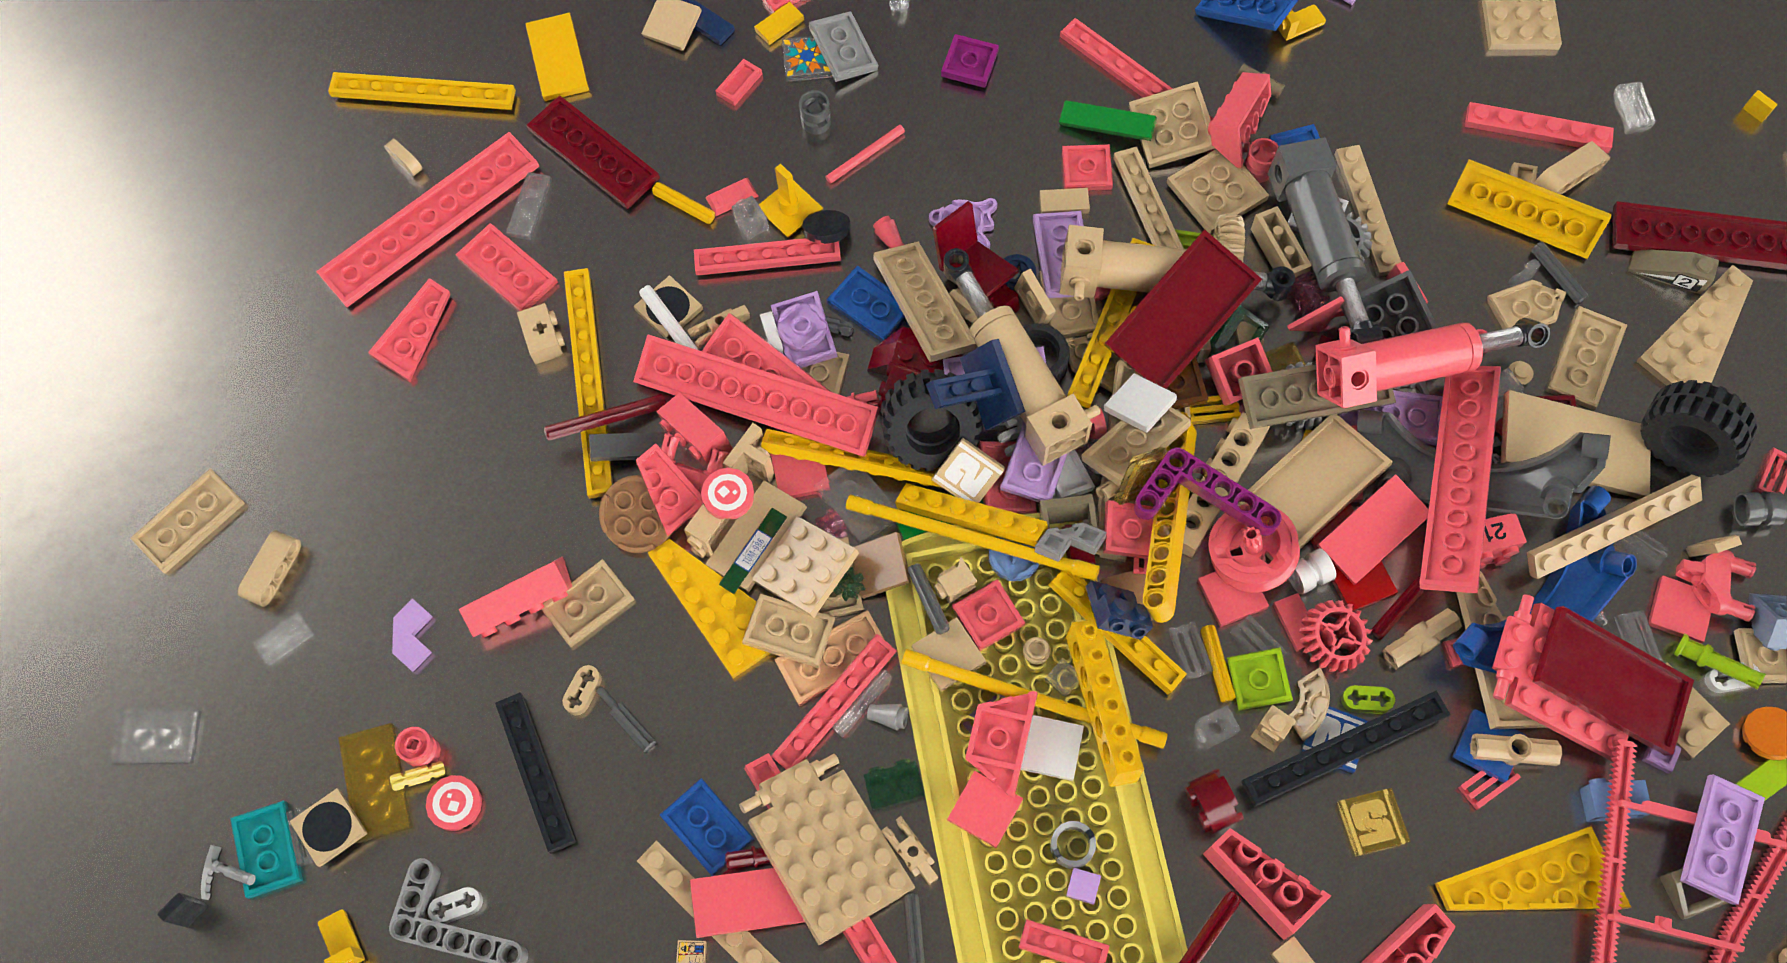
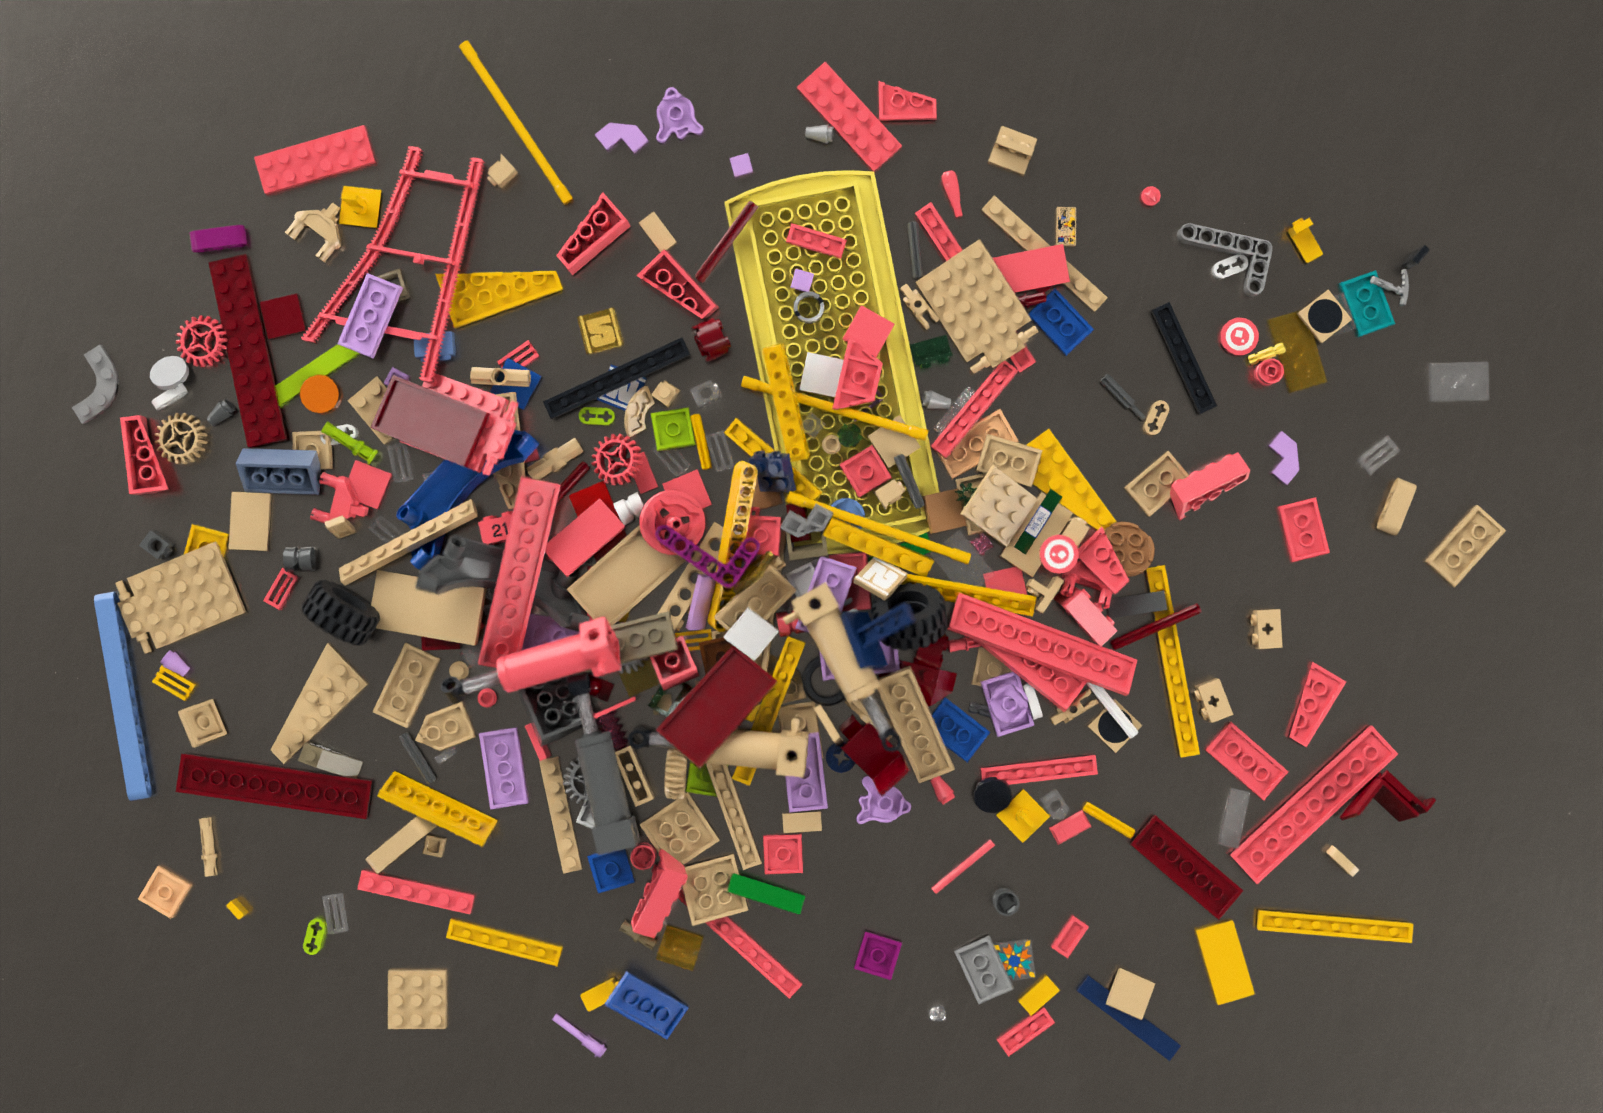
camera: 175 degrees right, 20 degrees up
(341, 230) = (1390, 795): none -> dark red piece
(398, 542) = (1303, 529): none -> coral tile
(461, 417) = (1267, 618): none -> tan brick
(1011, 660) = (849, 435): none -> clear green gear
(1209, 443) = (700, 603): none -> lavender tile
(1210, 62) = (679, 948): none -> clear yellow bracket
(1423, 75) = (504, 942): none -> yellow tile
(1446, 262) = (504, 768): none -> lavender tile
(1662, 81) = (310, 935): none -> lime beam

